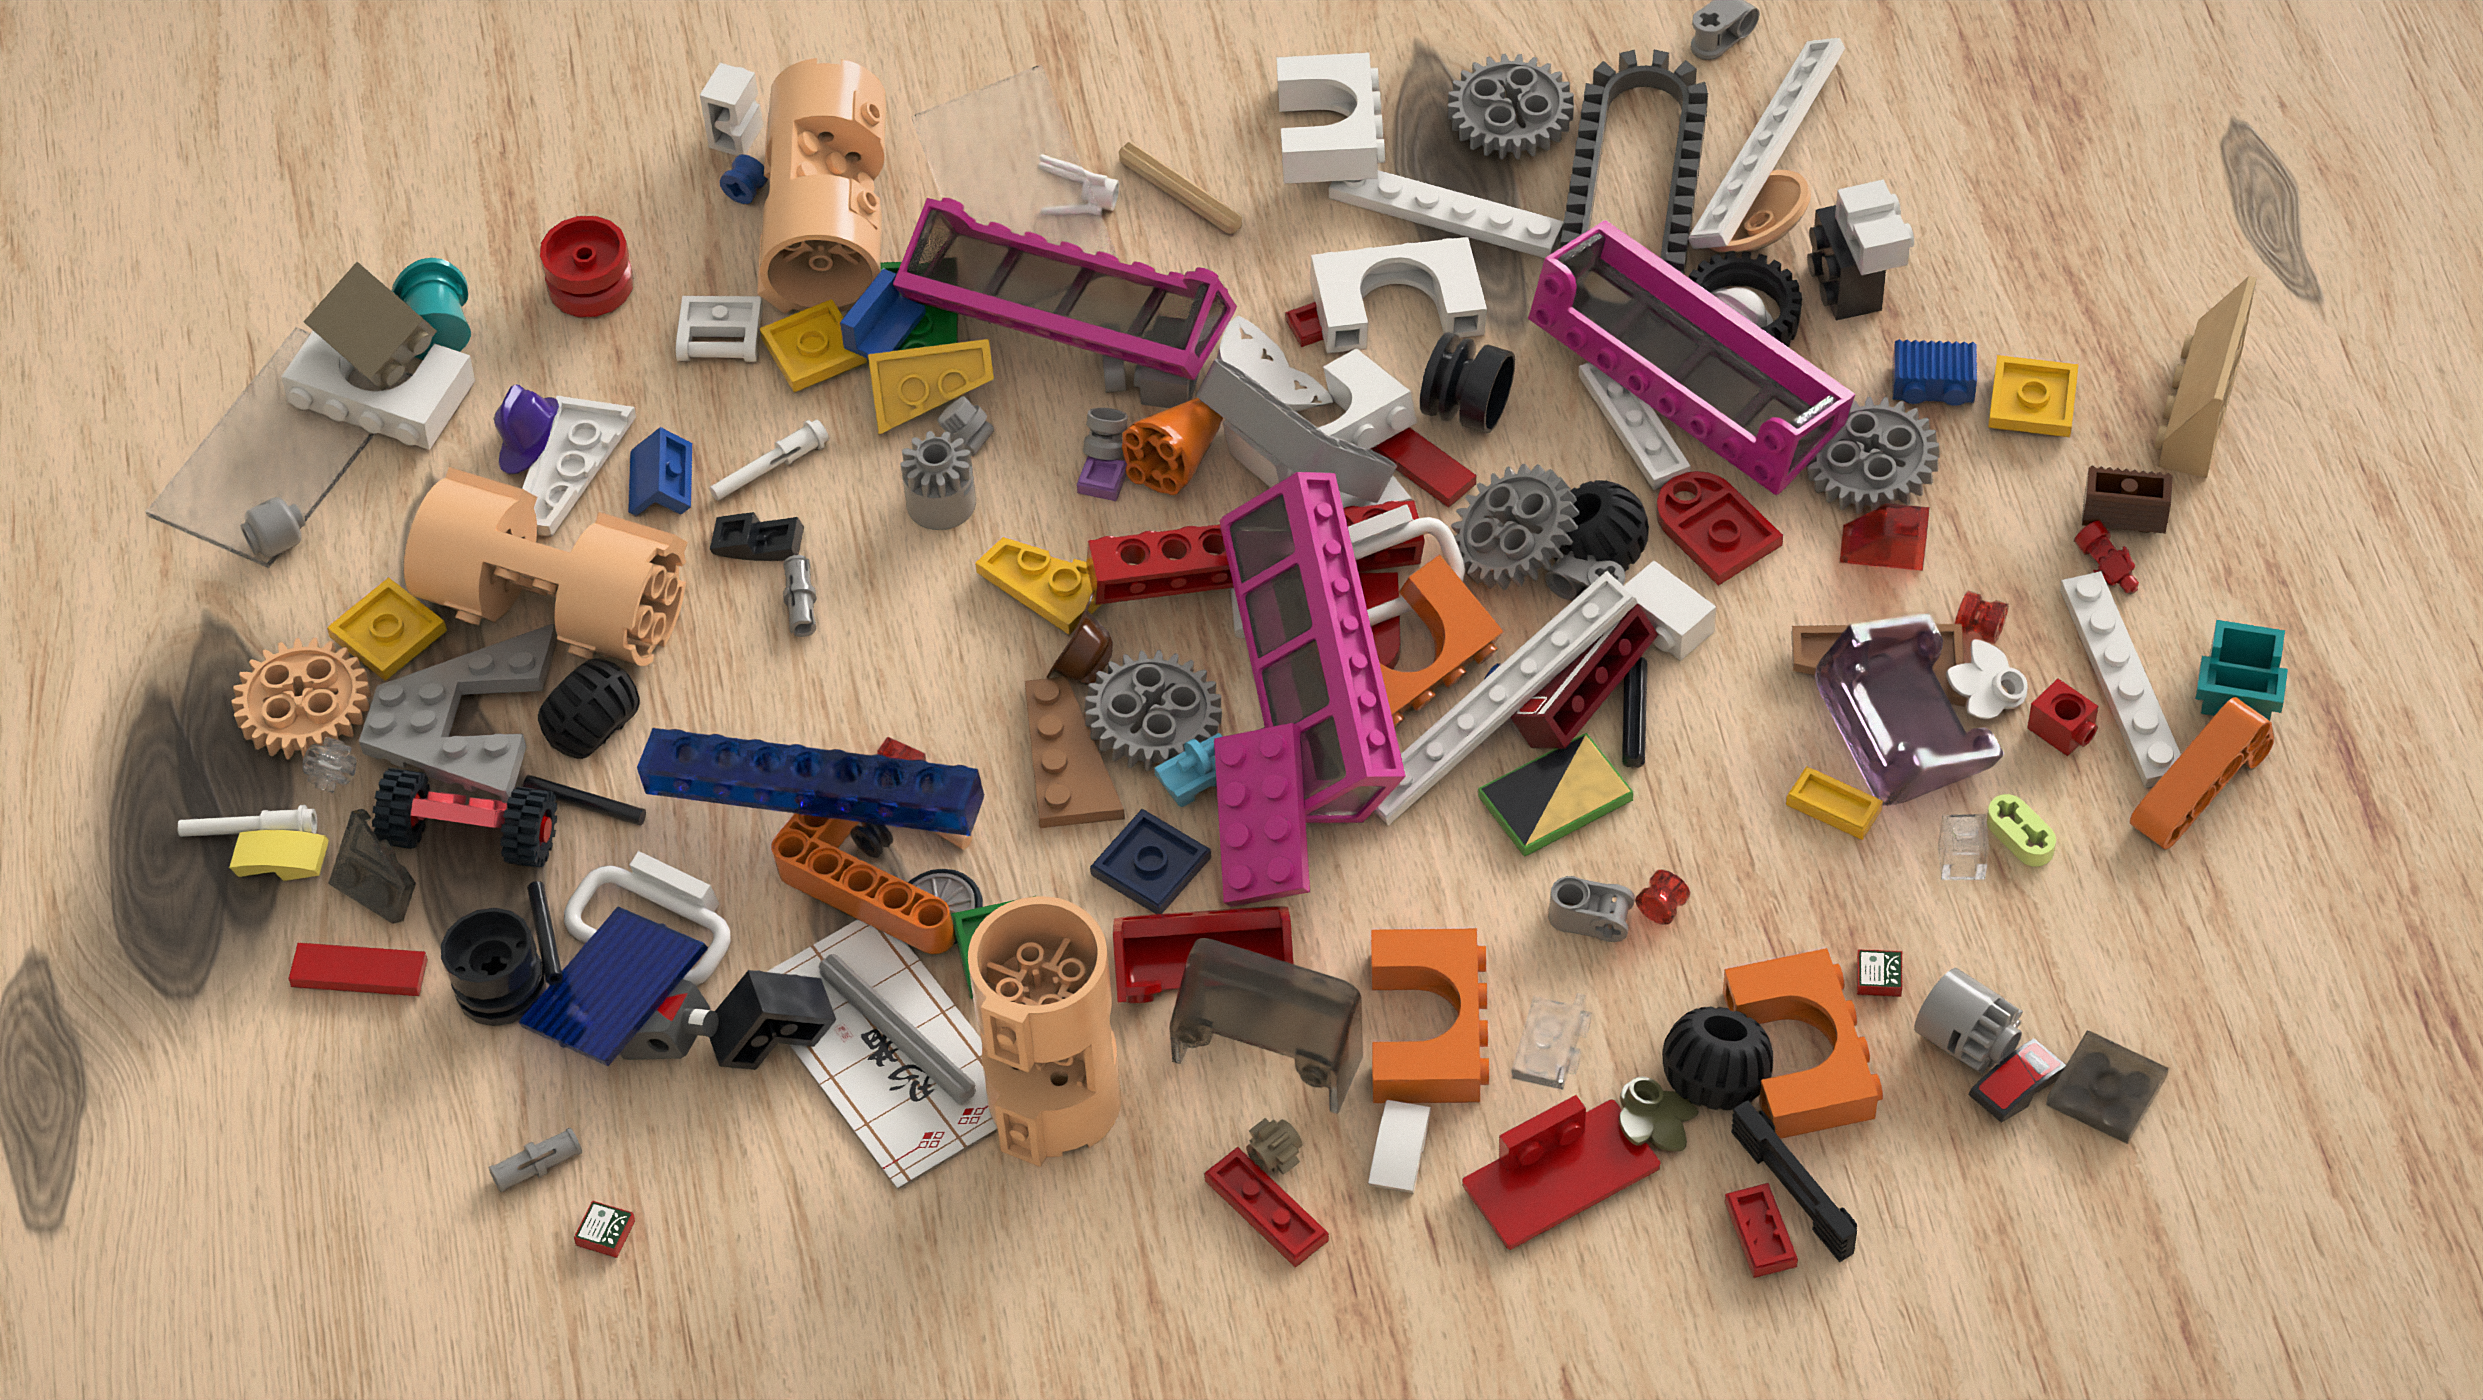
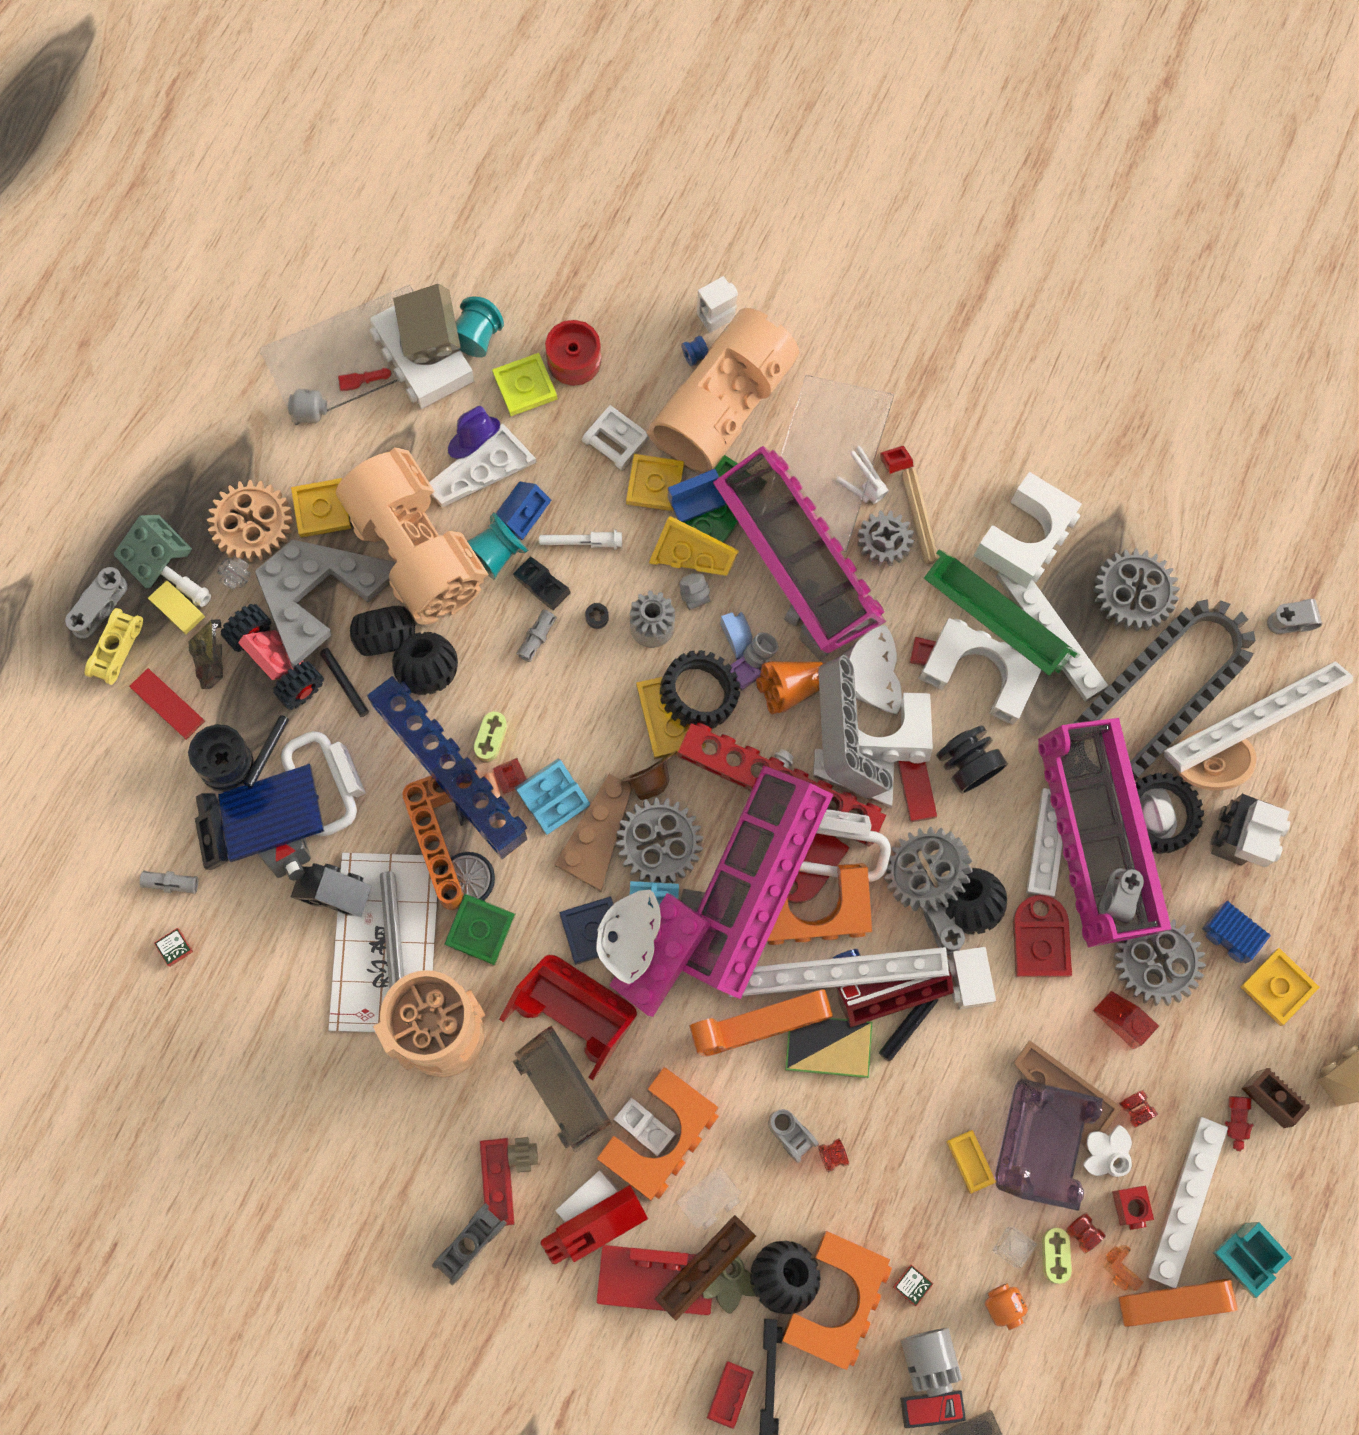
camera: 30 degrees right, 20 degrees up
(162, 913) = (96, 603): none -> light grey piece
(184, 814) = (149, 548): none -> sand green bracket
(229, 945) = (105, 662): none -> light yellow piece
(313, 466) = (355, 380): none -> red piece
(547, 1067) = (210, 832): none -> black hinge
(548, 341) = (524, 384): none -> neon yellow plate
(669, 509) = (495, 546): none -> teal hat
(679, 696) = (425, 663): none -> black wheel
(840, 737) = (496, 738): none -> yellowish green beam
(860, 518) = (590, 612): none -> black bush
(976, 742) = (552, 796): none -> medium azure slope
(1055, 440) = (737, 632): none -> light blue brick
(1068, 490) = (716, 669): none -> black tyre
(1101, 145) = (896, 459): none -> red tile
(1158, 231) = (893, 530): none -> light grey gear
(1204, 809) = (633, 934): none -> white piece
(1289, 1314) = (456, 1258): none -> dark grey piece
(1370, 220) = (999, 614): none -> green piece
(1394, 1022) = (645, 1127): none -> white slope
(1414, 854) = (717, 1037): none -> orange beam
(1449, 1139) = (595, 1227): none -> red hinge
(1610, 1109) = (705, 1267): none -> reddish brown tile
(1766, 392) = (1121, 896): none -> light grey piece
(2008, 912) = (1006, 1306): none -> orange head
(2043, 780) = (1085, 1233): none -> clear red wheel
(2109, 792) = (1123, 1277): none -> clear orange bracket

